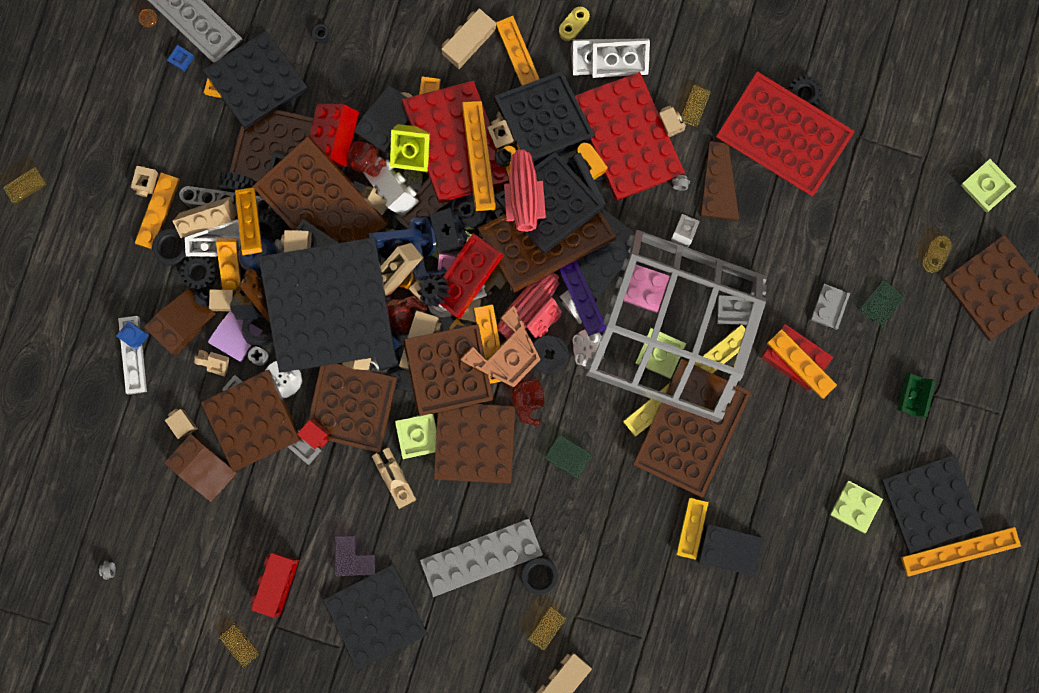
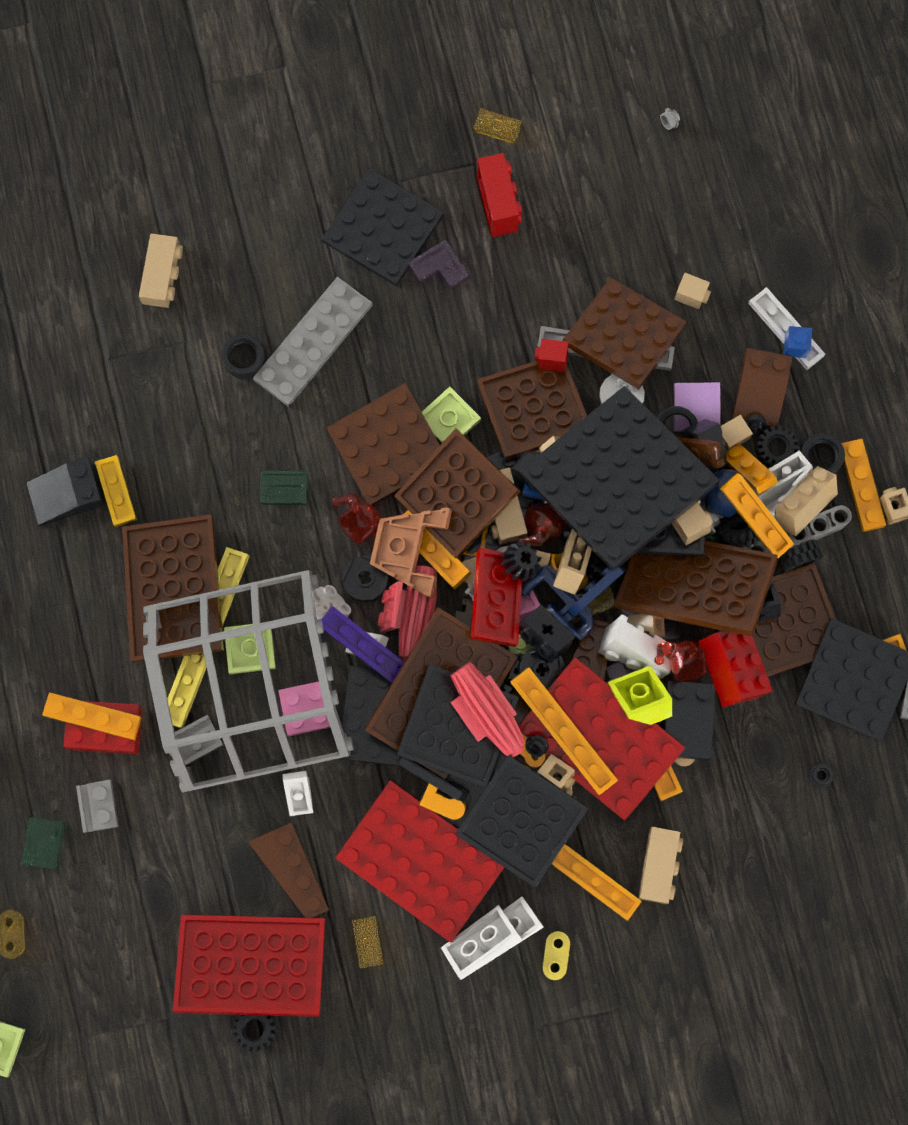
camera: 145 degrees right, 5 degrees down
(200, 467) = (645, 262): reddish brown slope -> none
(215, 363) = (700, 368): tan plate -> none
(254, 352) = (660, 394): light grey bush -> none
(394, 479) = (446, 363): tan plate -> none
(547, 628) = (206, 311): clear yellow plate -> none
(671, 121) = (384, 906): tan brick -> none
(680, 182) = (333, 844): light grey plate -> none

